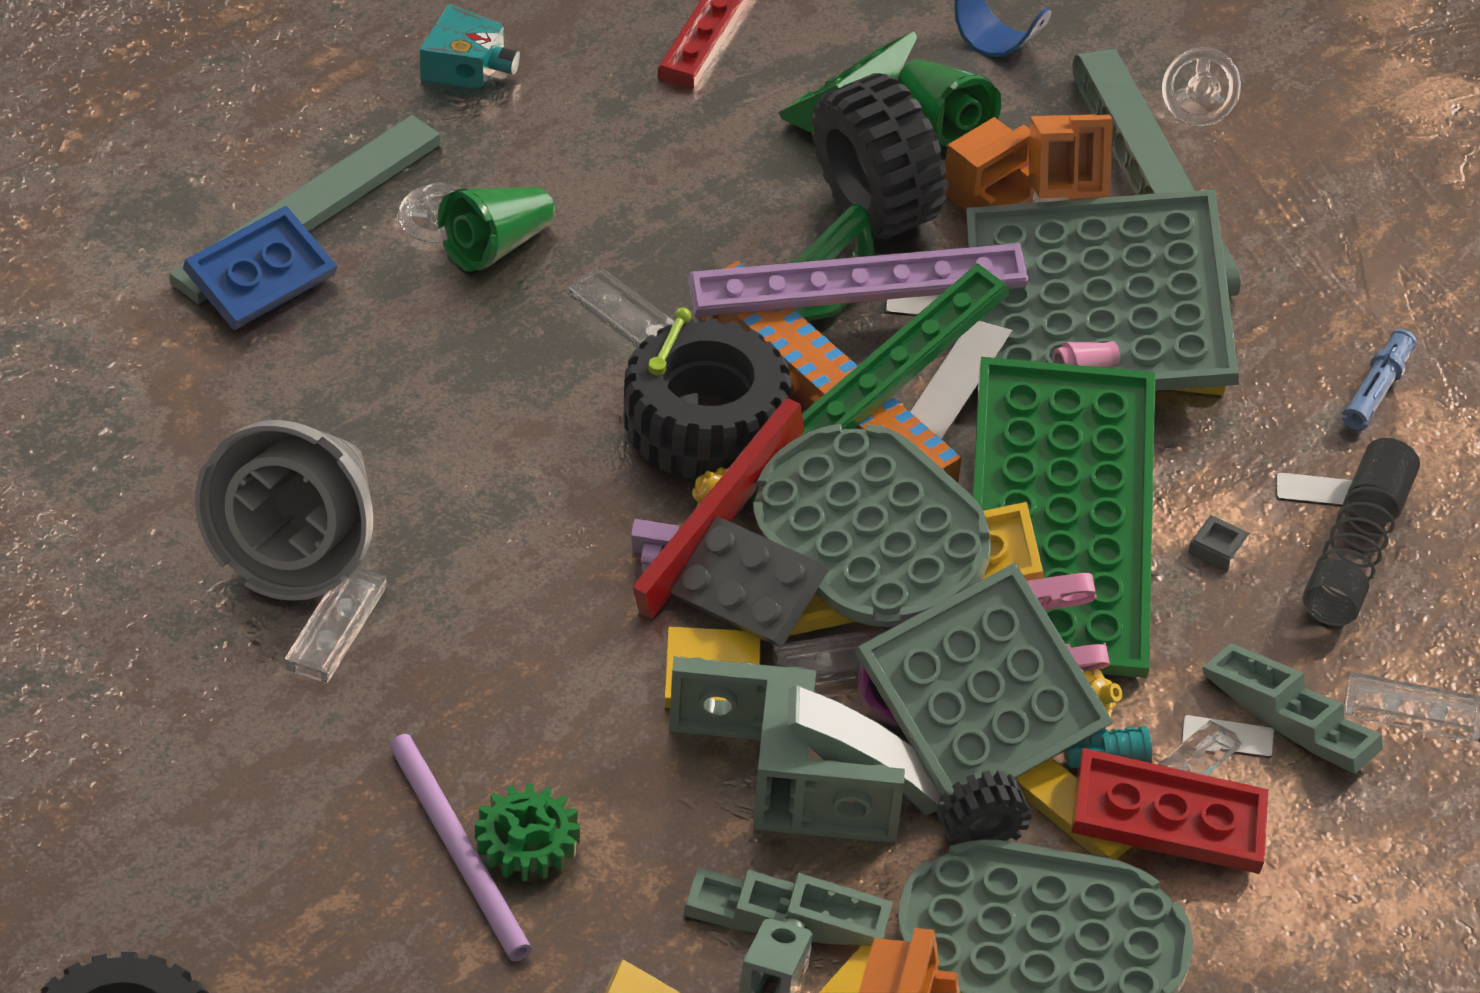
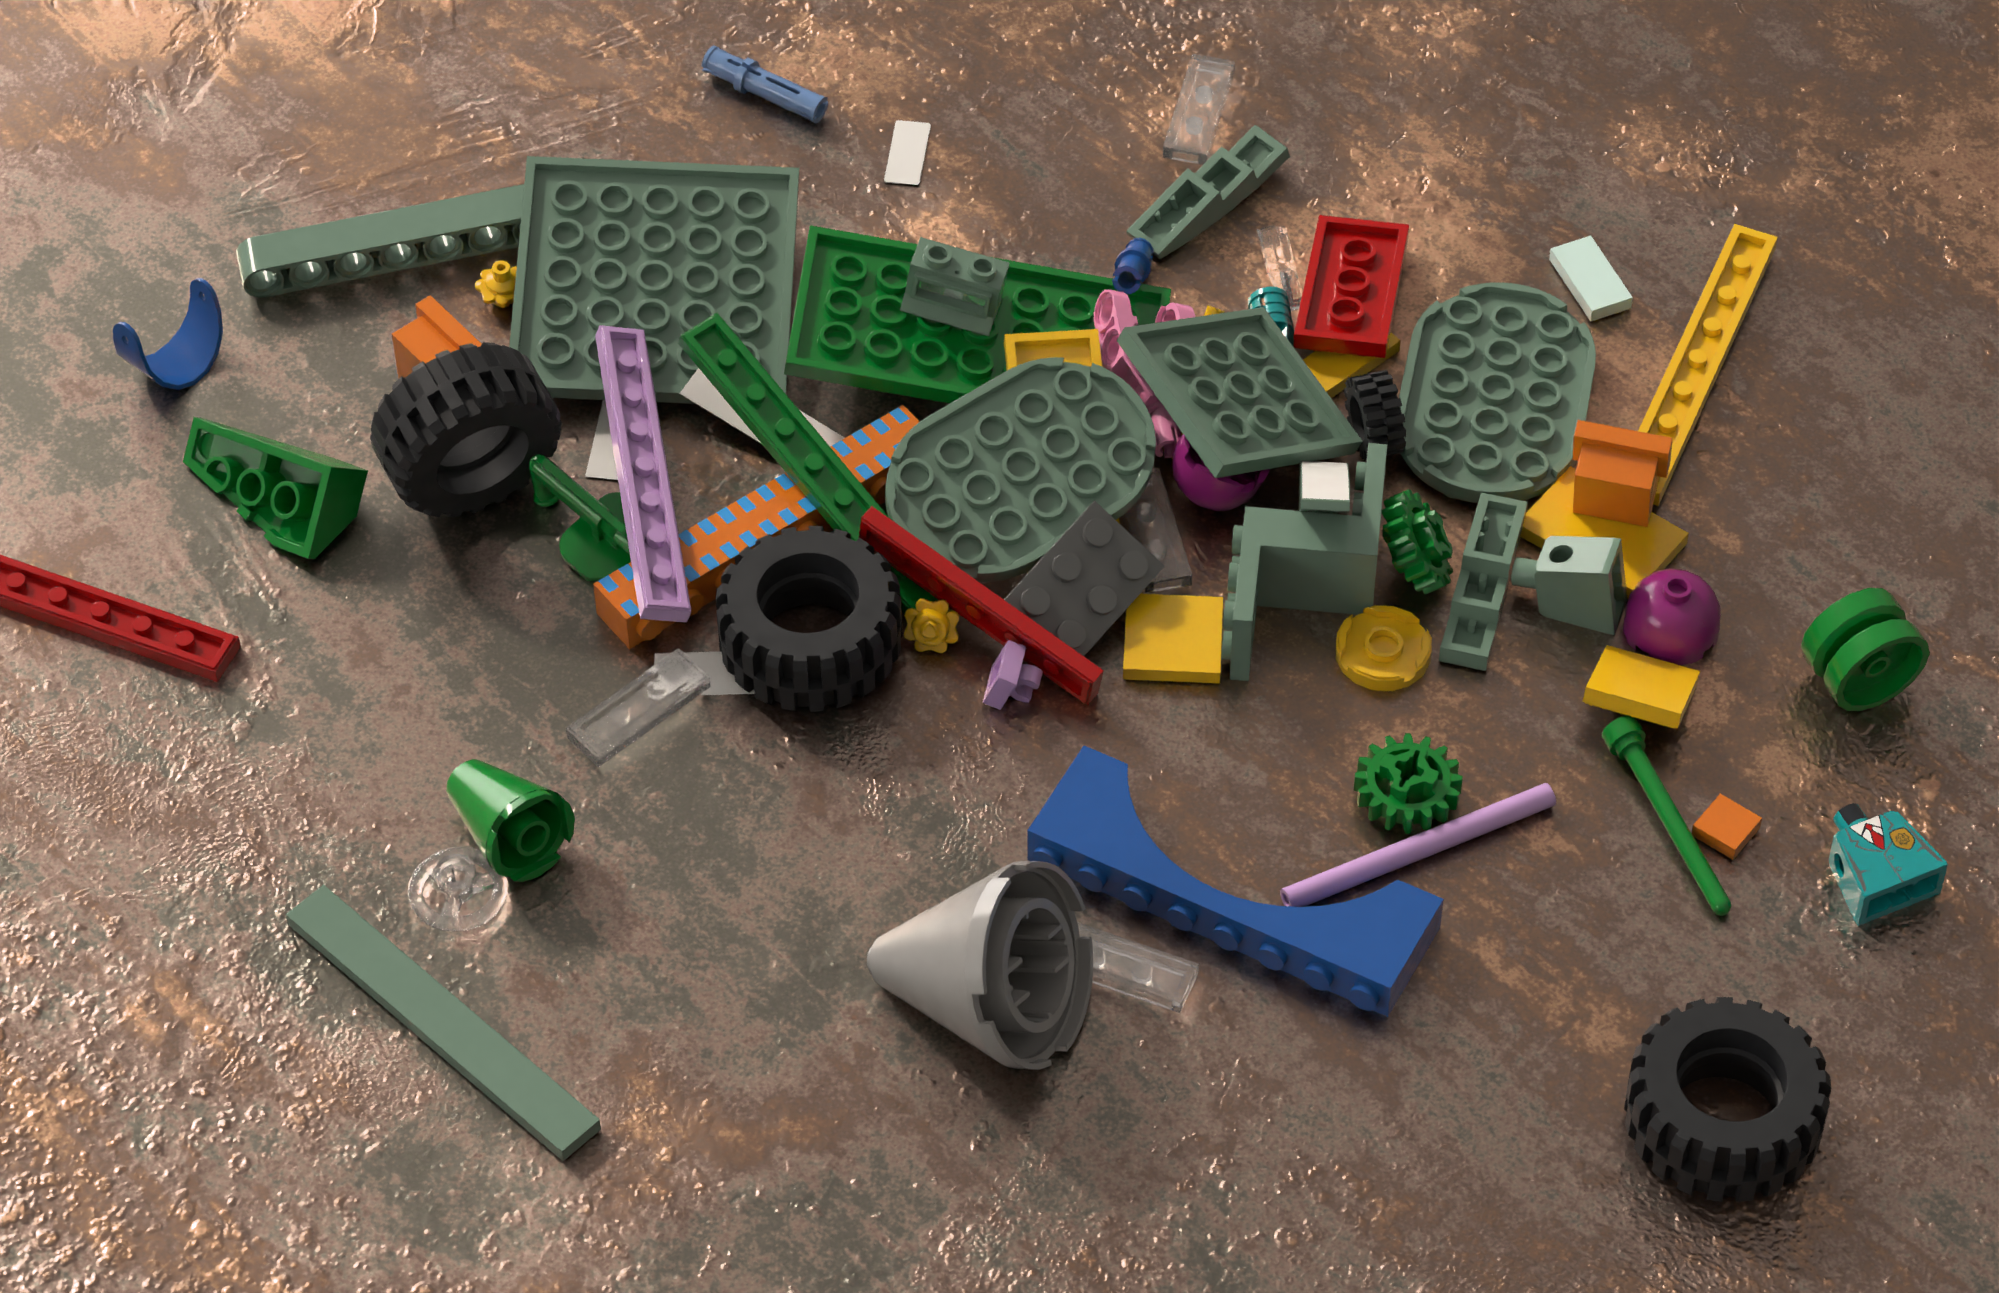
camera: 85 degrees left, 5 degrees up
(259, 267) = (568, 1050): blue plate -> none
(331, 783) = (1349, 948): none -> blue arch
(465, 50) = (169, 859): teal torso -> none
(657, 364) = (800, 633): lime hinge -> none
(706, 830) = (1383, 648): none -> yellow tile
(795, 830) = (1417, 541): none -> green gear
(951, 98) = (315, 395): green cone -> none
(1070, 156) = (471, 269): orange plate -> none
(1085, 470) = (954, 286): none -> sand green window
(1088, 354) = (774, 289): bright pink cone -> none
(1168, 632) = (1133, 265): none -> blue pin
(1212, 95) = (304, 178): clear piece -> none
(1219, 542) = (987, 231): dark grey tile -> none
(1254, 738) = (1234, 250): white sticker -> none
(1376, 497) = (934, 96): dark grey piece -> none

